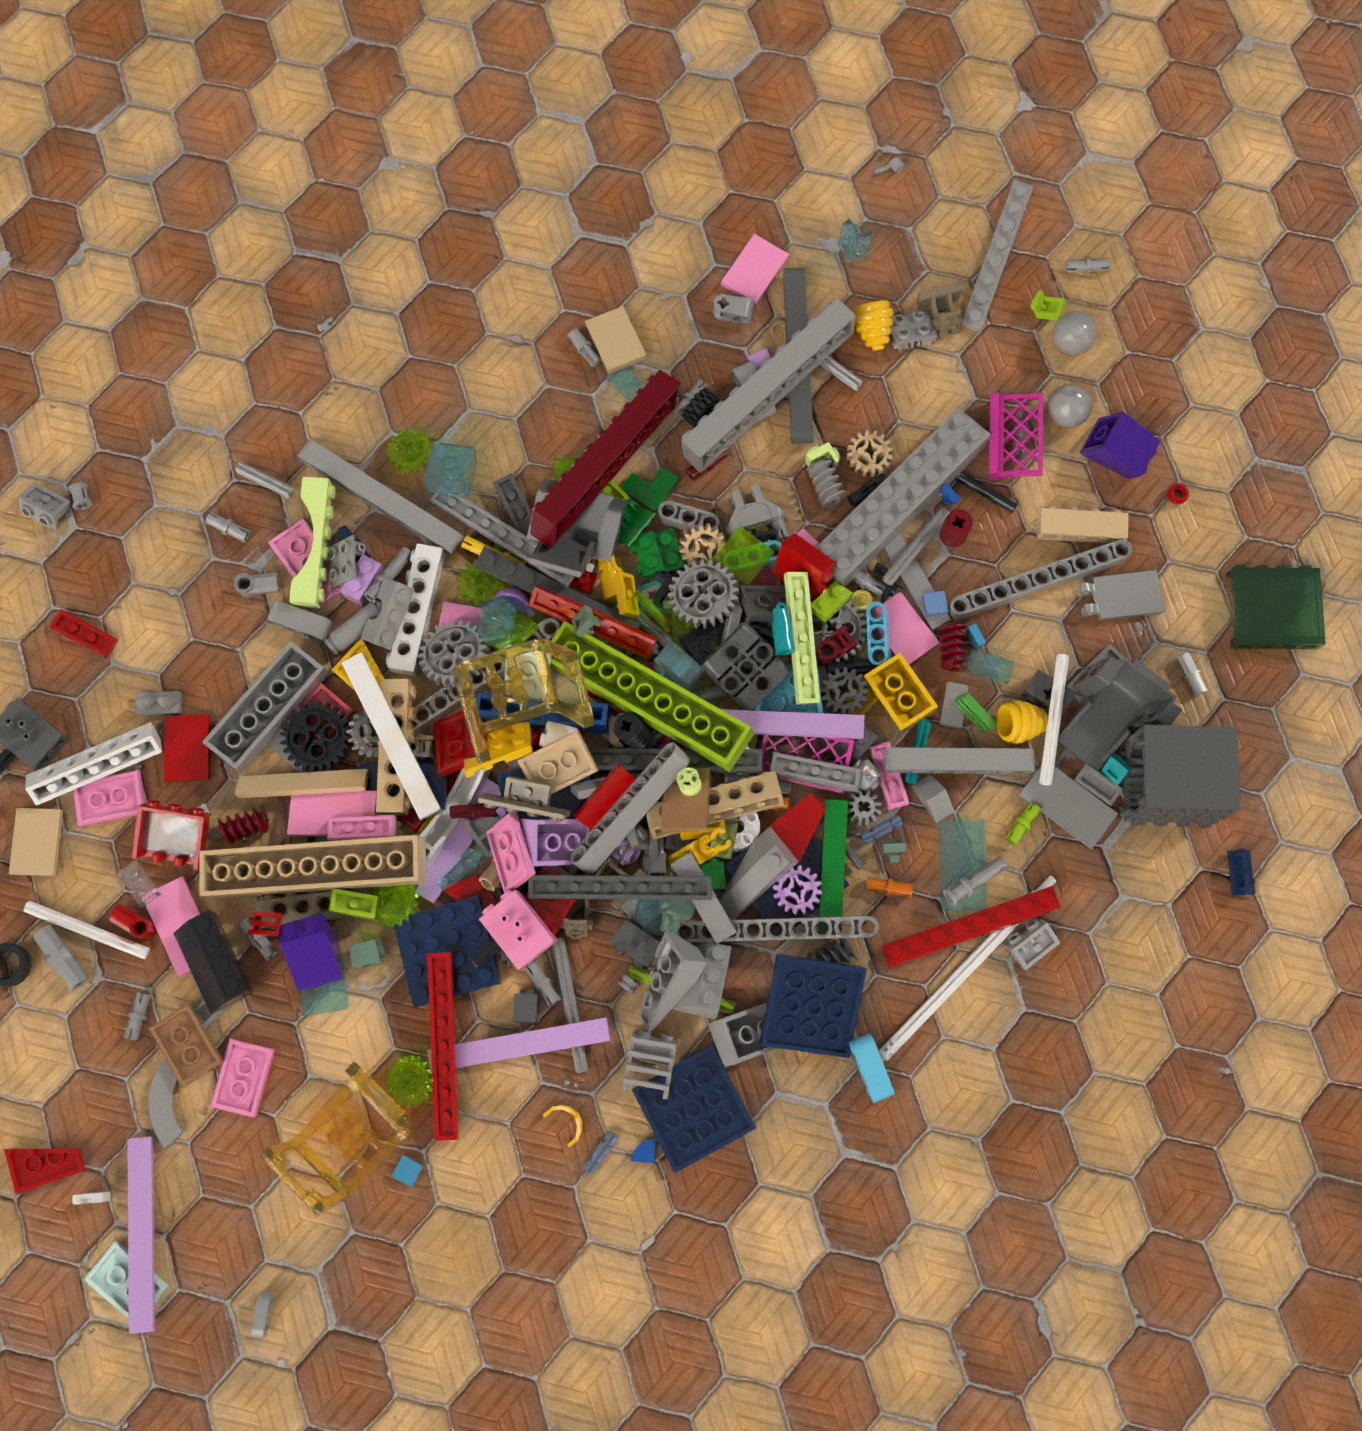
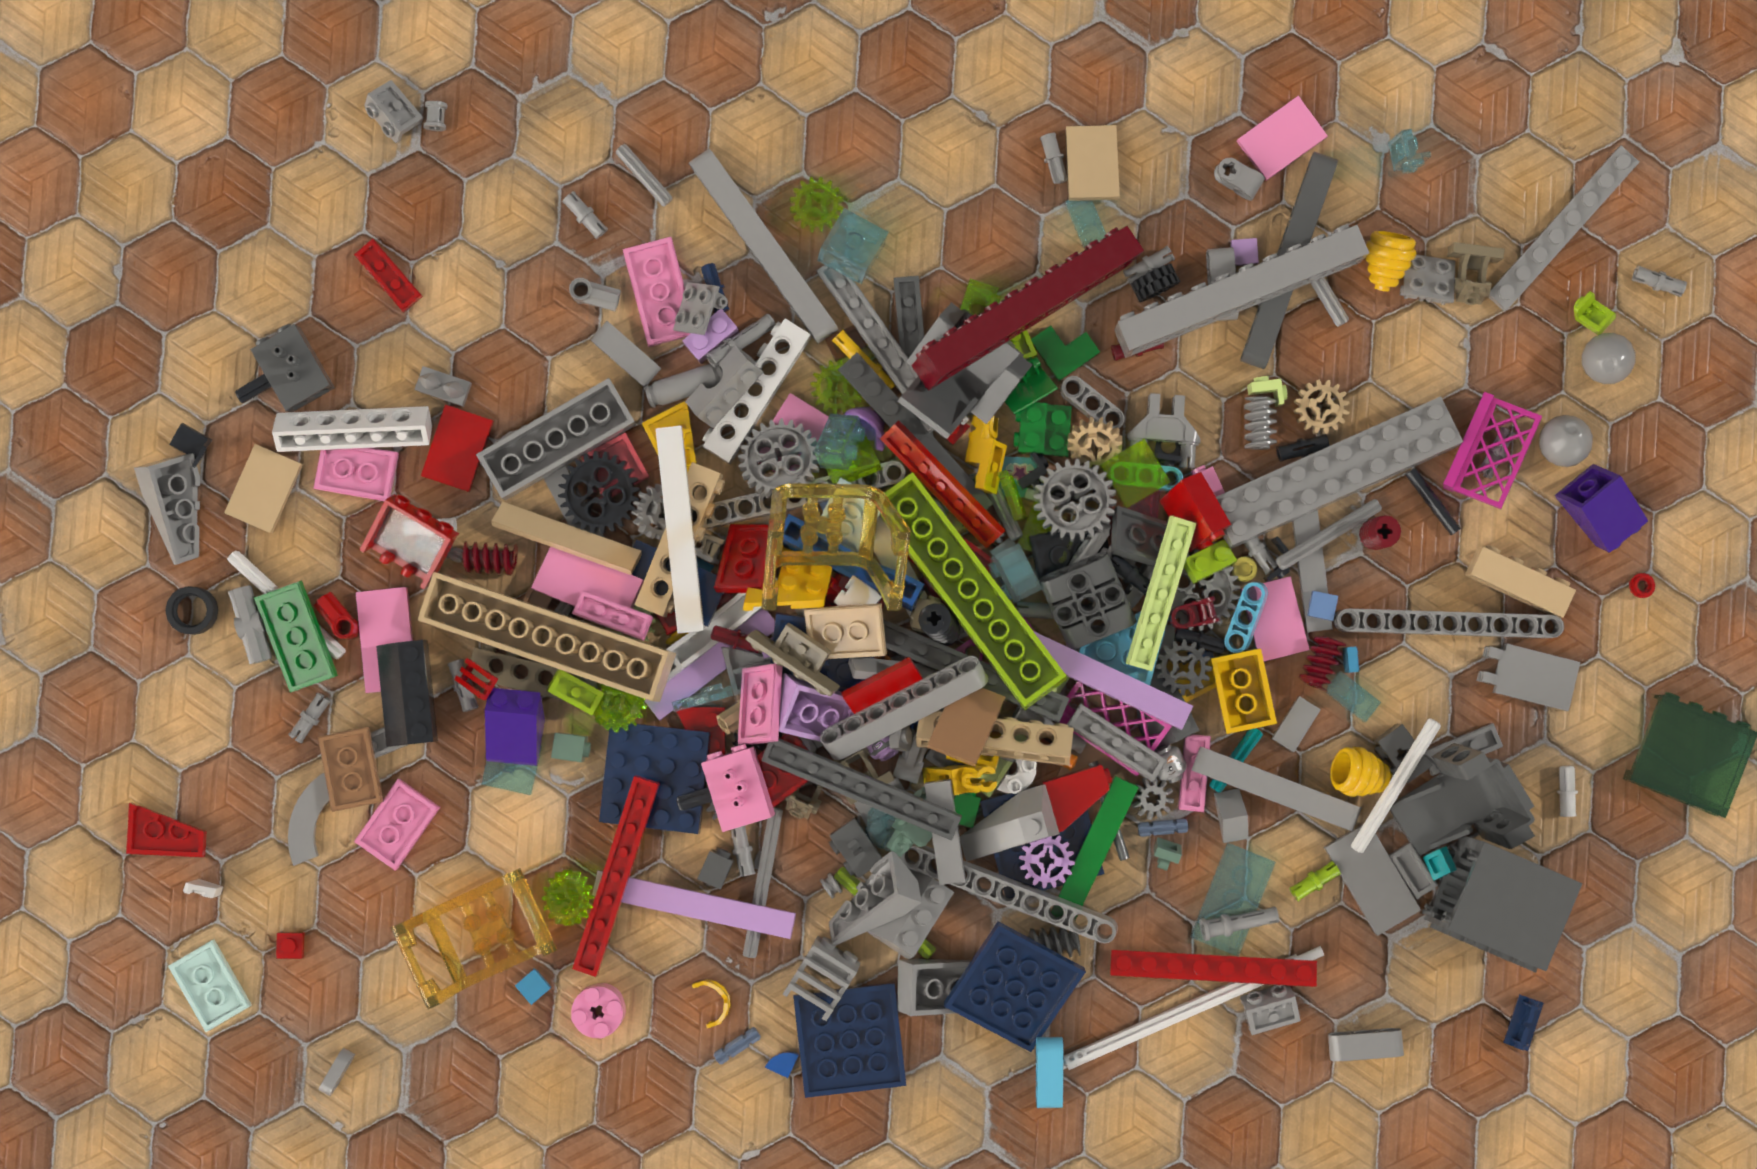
camera: 20 degrees right, 10 degrees up
(102, 951) = (296, 636): none -> tile
(139, 883) = (357, 577): clear plate -> none
(141, 1235) = (240, 944): lavender tile -> none
(185, 1218) = (290, 945): none -> red plate
(307, 584) = (648, 319): yellowish green arch -> none
(459, 1176) = (584, 1014): none -> bright pink brick
(584, 621) = (933, 484): sand green tile -> none
(691, 776) = (977, 699): yellowish green wheel -> none
(782, 631) = (1142, 579): teal piece -> none
(889, 887) = (1145, 892): orange pin -> none
(895, 164) = (1494, 73): light grey hand -> none
(949, 496) = (1388, 490): blue tile -> none
(975, 712) = (1315, 743): bright green tile -> none
(1121, 941) = (1365, 1044): none -> light grey beam

